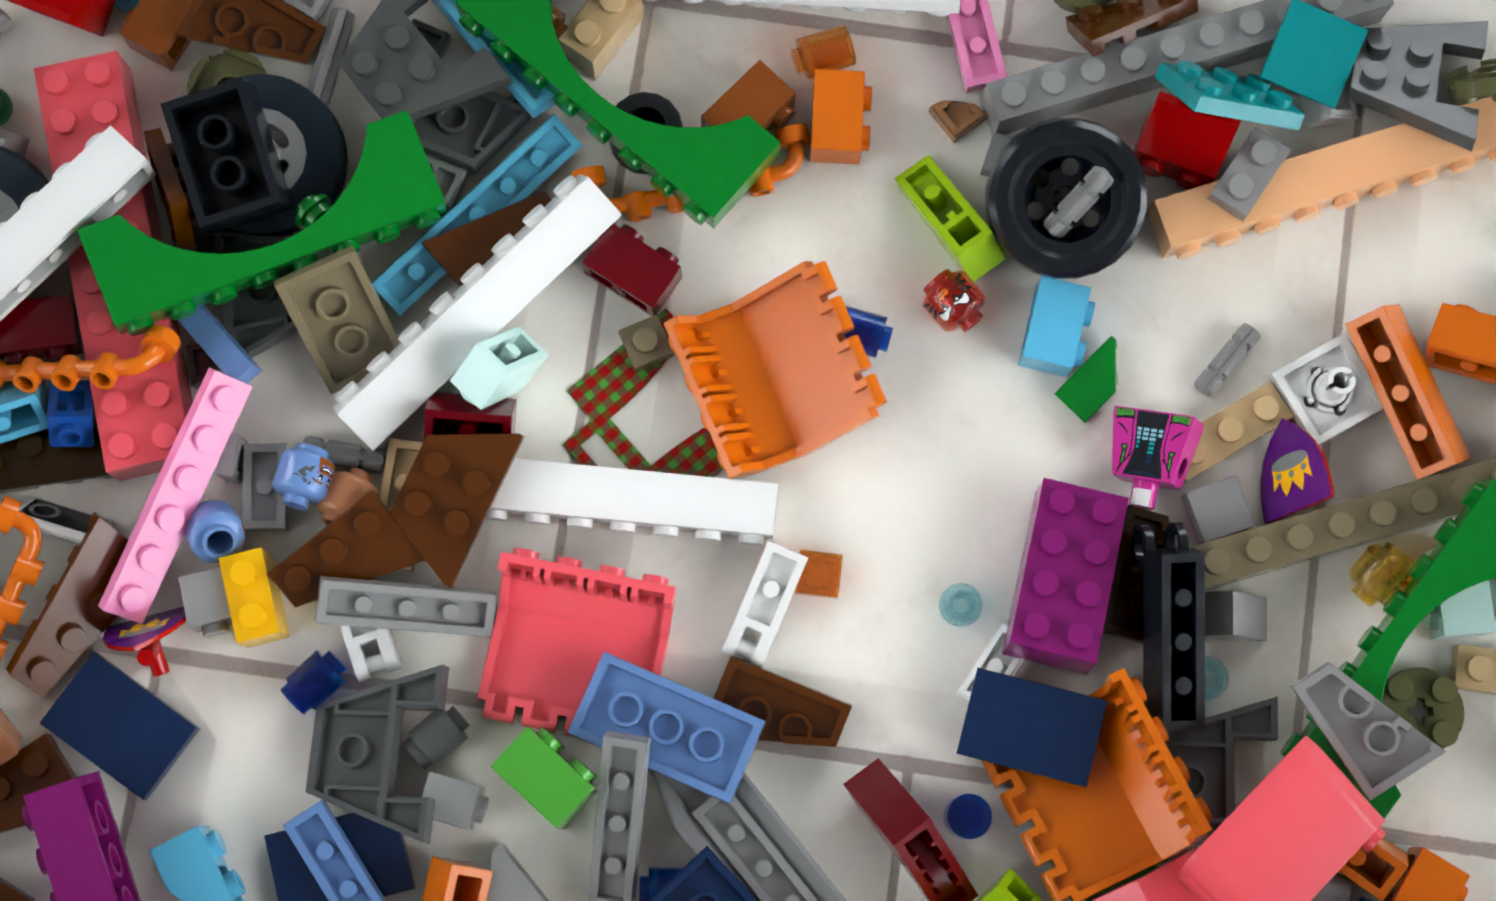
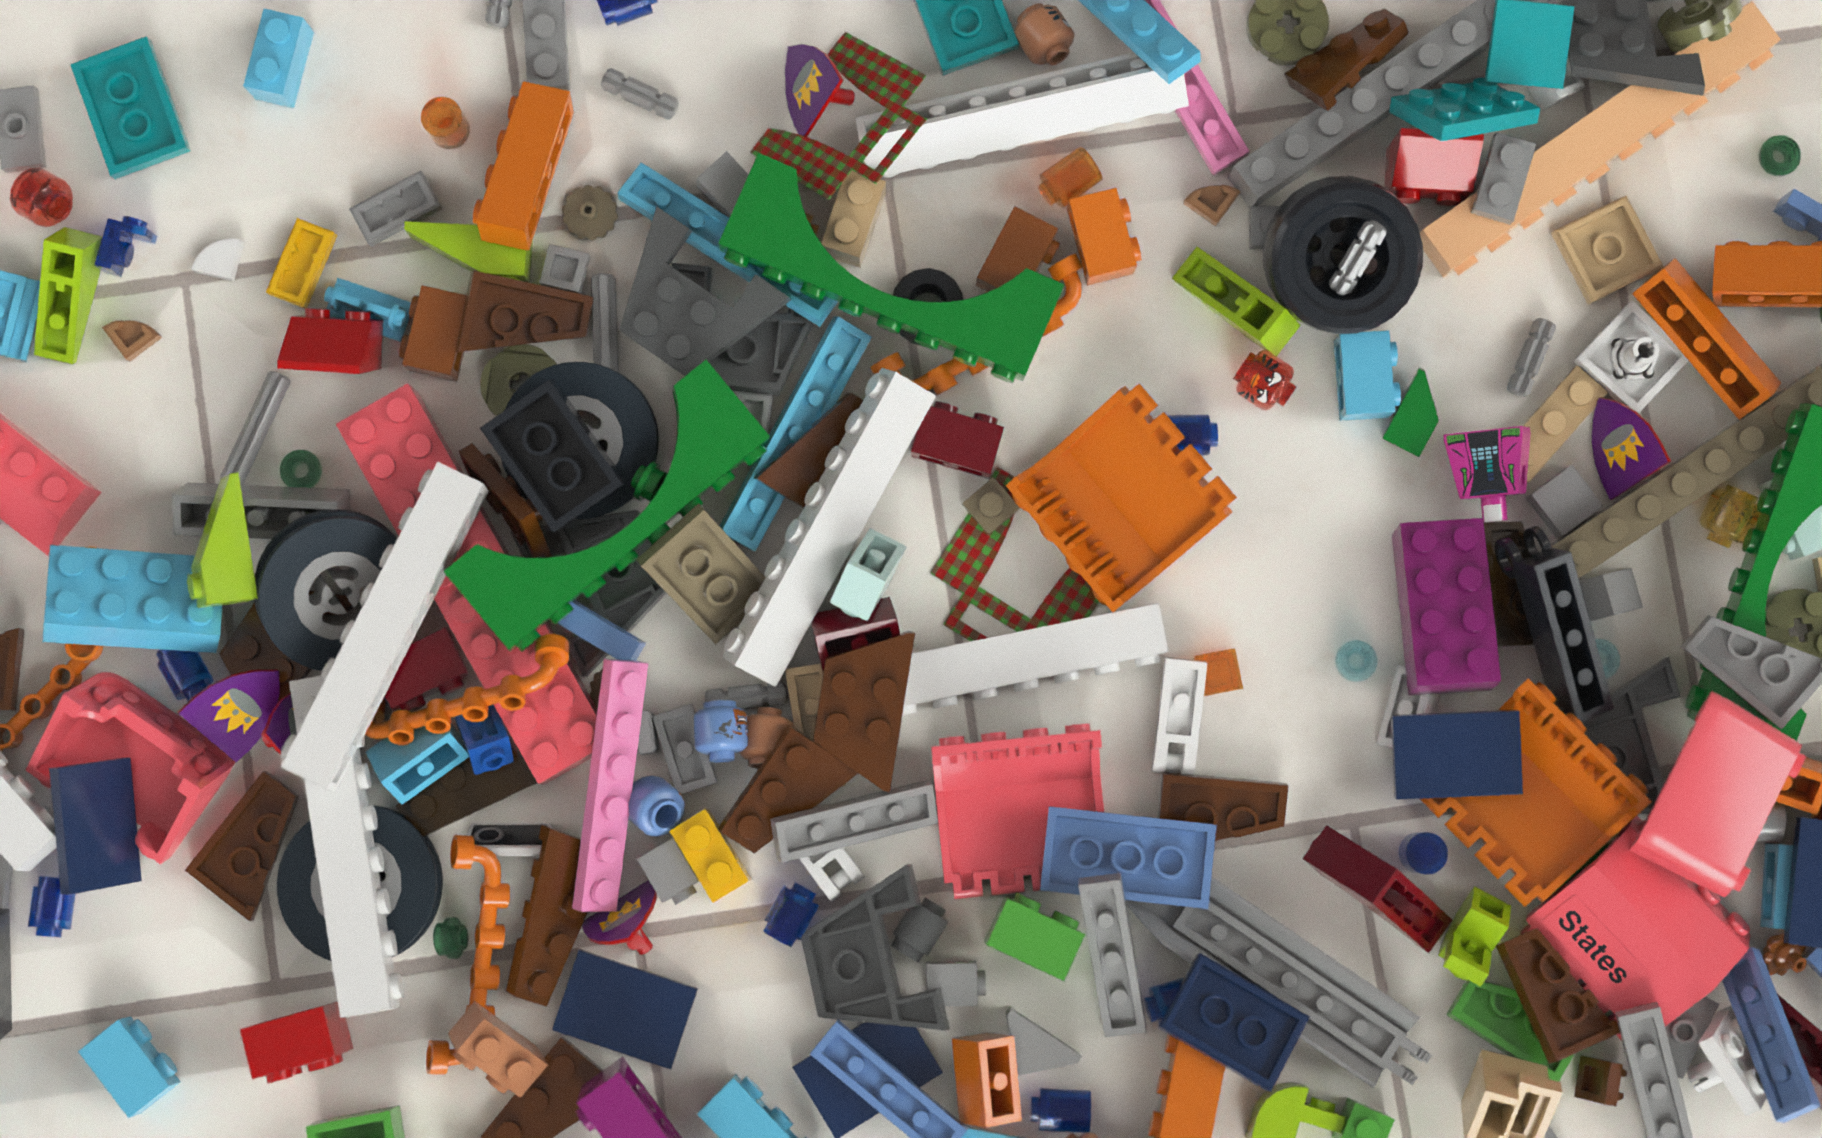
camera: 15 degrees left, 5 degrees up
(1333, 278) = (1607, 249): none -> tan tile

